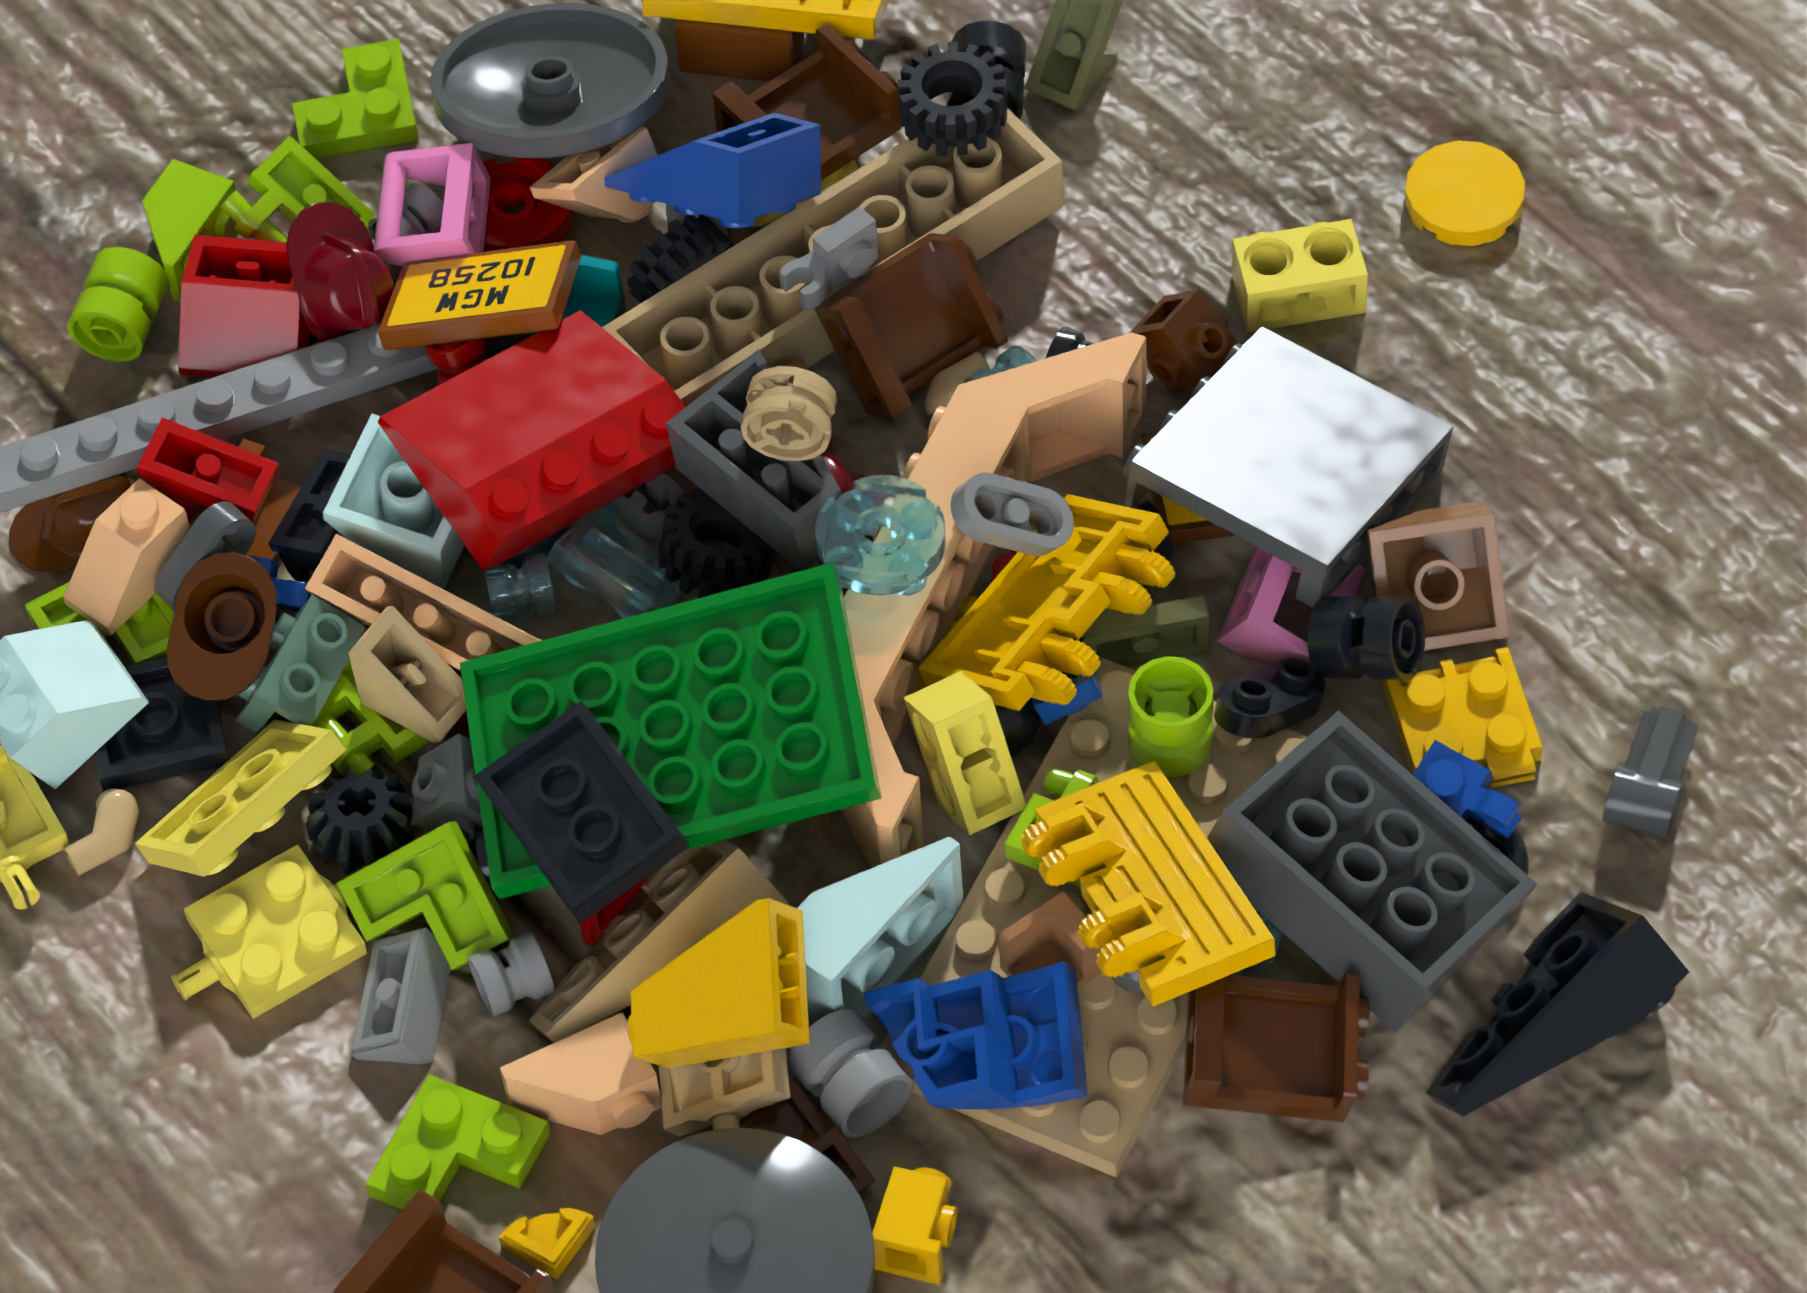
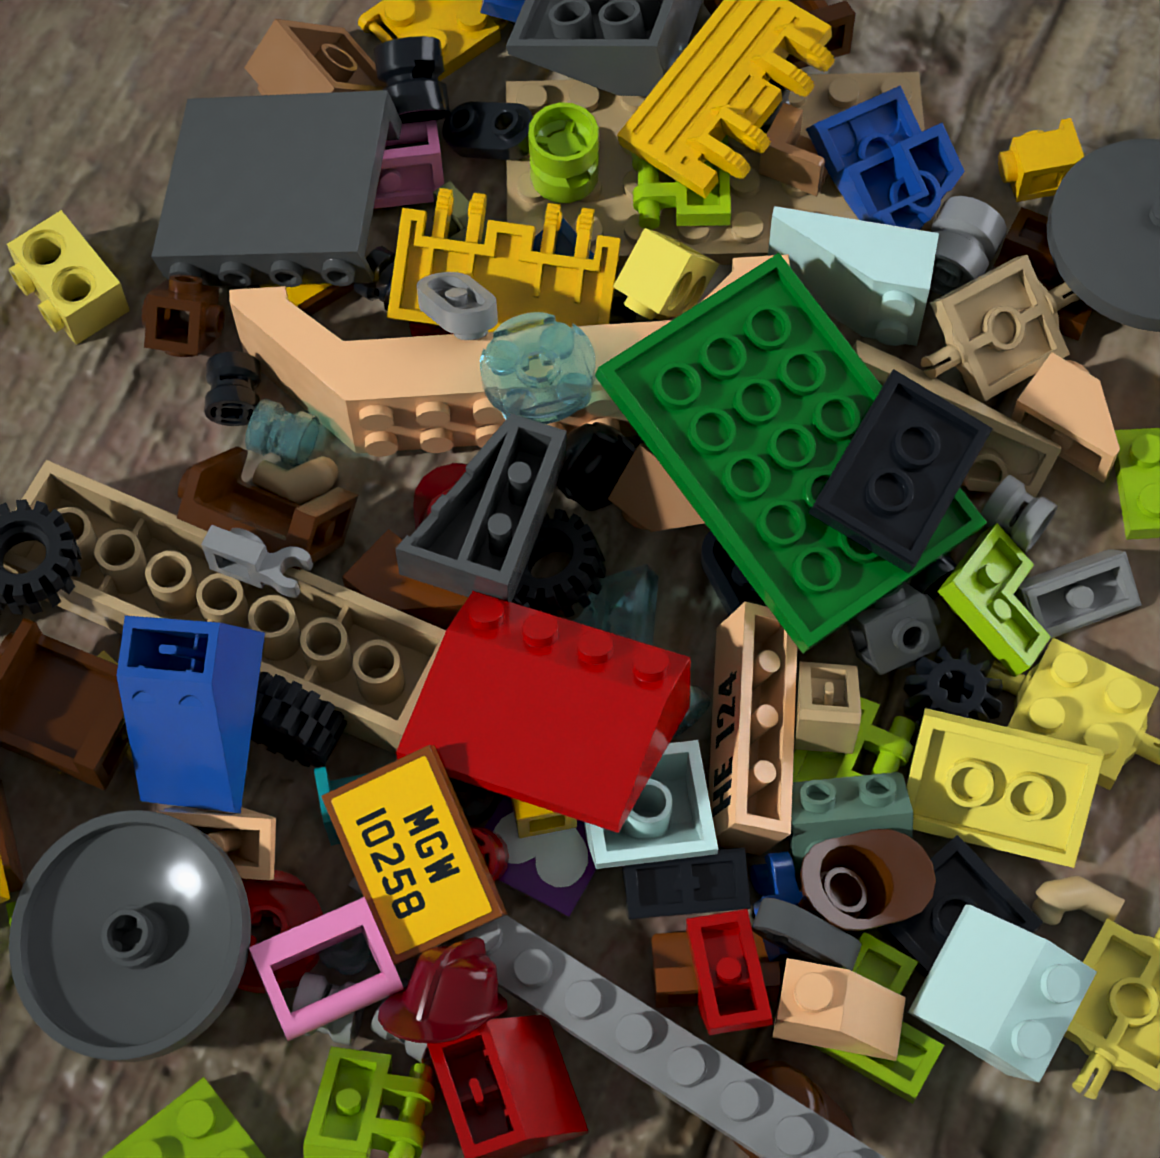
camera: 120 degrees left, 10 degrees up
(727, 993) = (994, 298): yellow slope -> none
(788, 418) = (485, 454): tan wheel -> none

